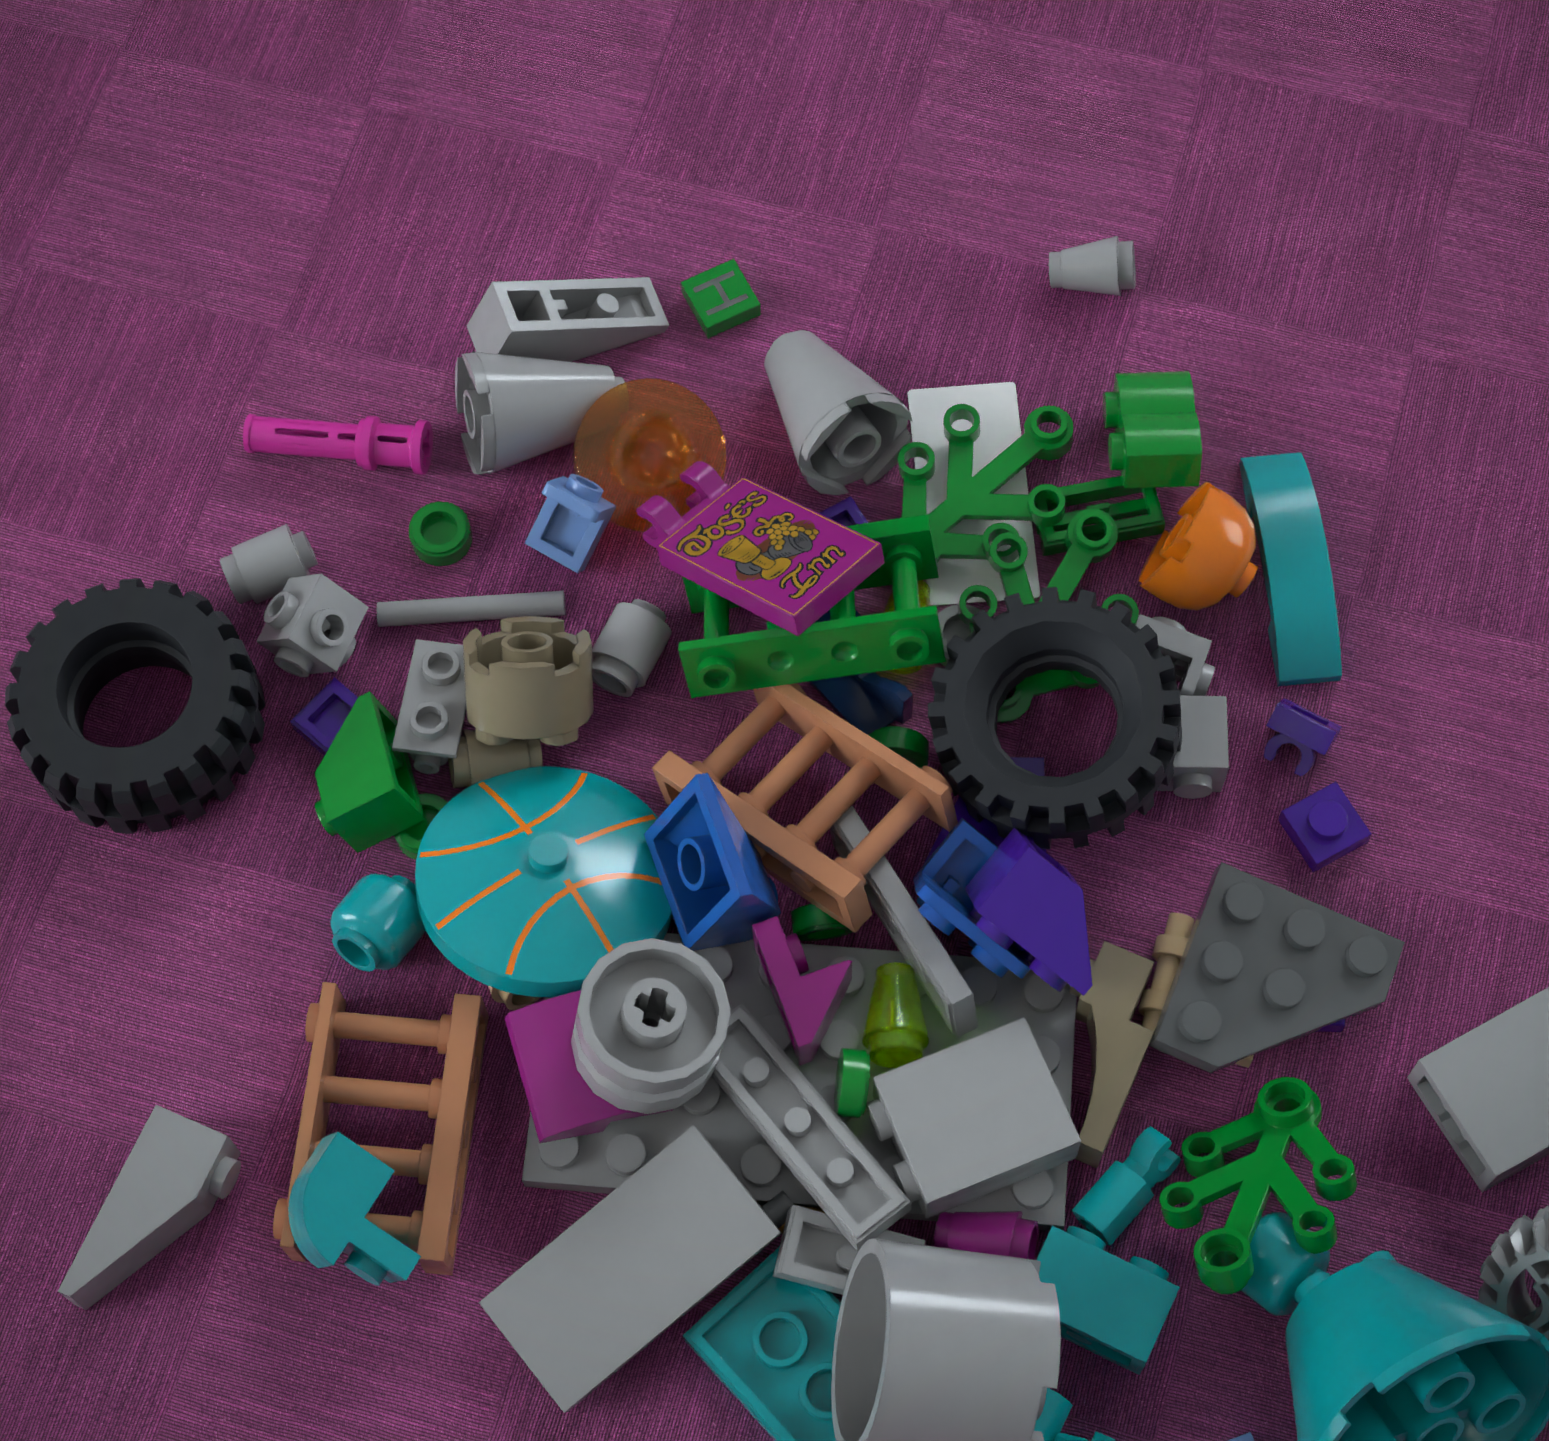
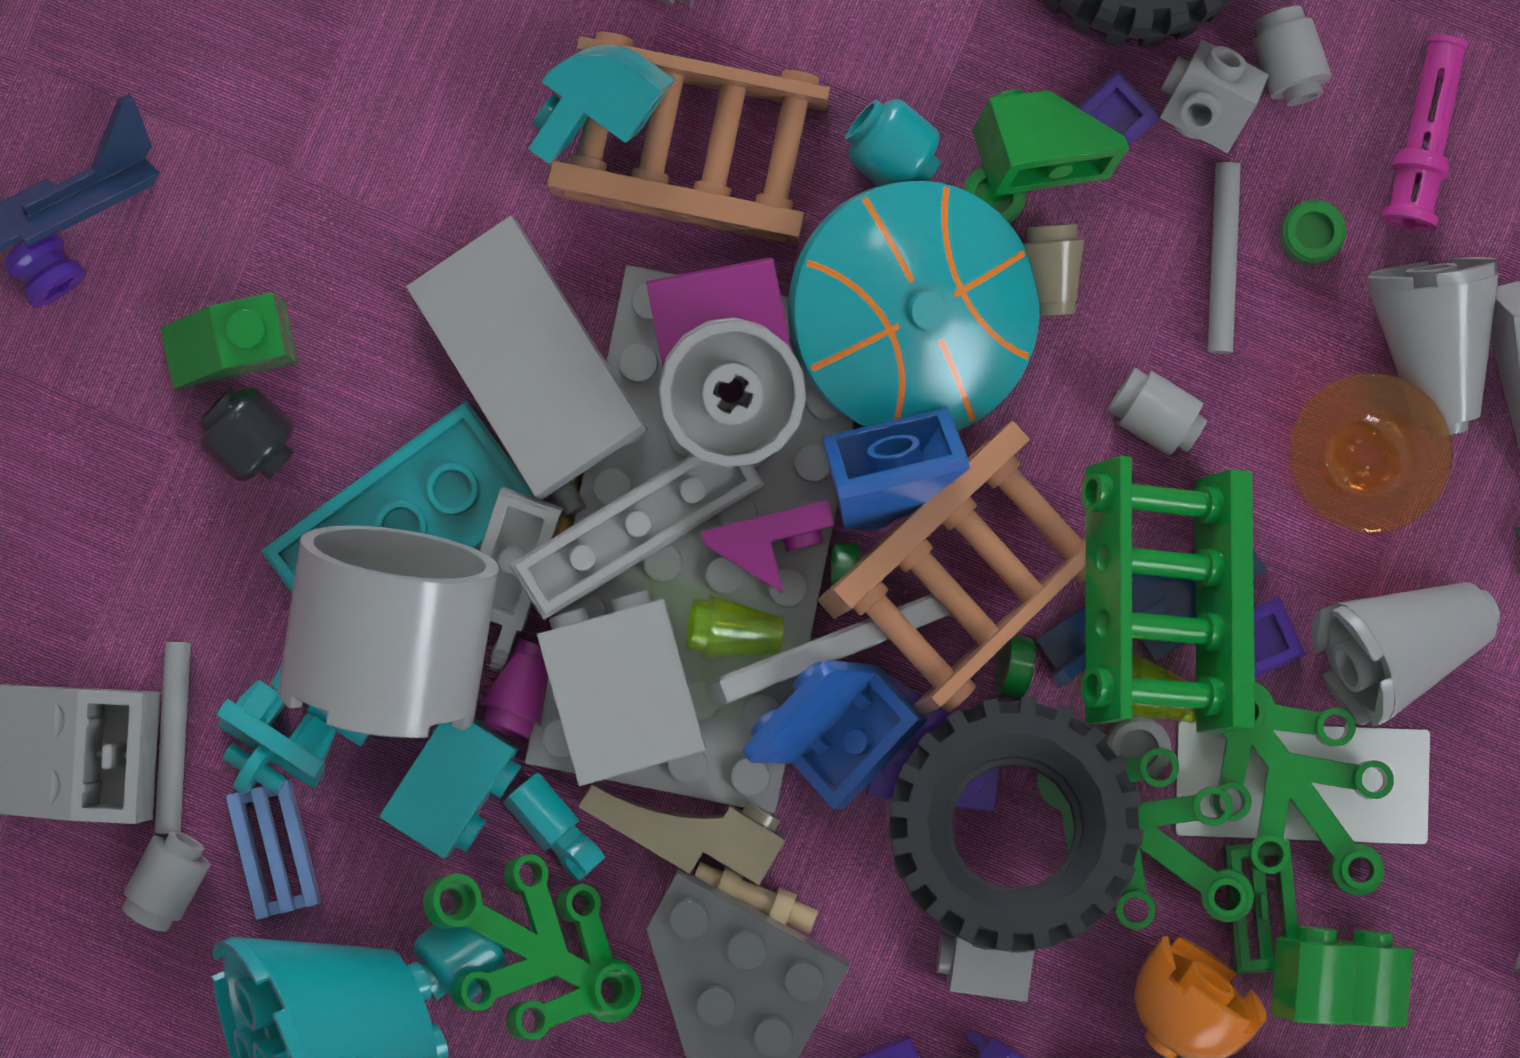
camera: 95 degrees right, 20 degrees up
(432, 706) = (1114, 213): light grey hinge -> none
(528, 681) = (1120, 306): dark tan brick -> none
(570, 521) = (1302, 364): medium blue bracket -> none
(759, 548) = (1232, 551): magenta tile -> none
(852, 1083) = (670, 579): green tile -> none
(1037, 904) = (811, 771): dark purple slope -> none
(1186, 652) = (1096, 951): light grey bracket -> none

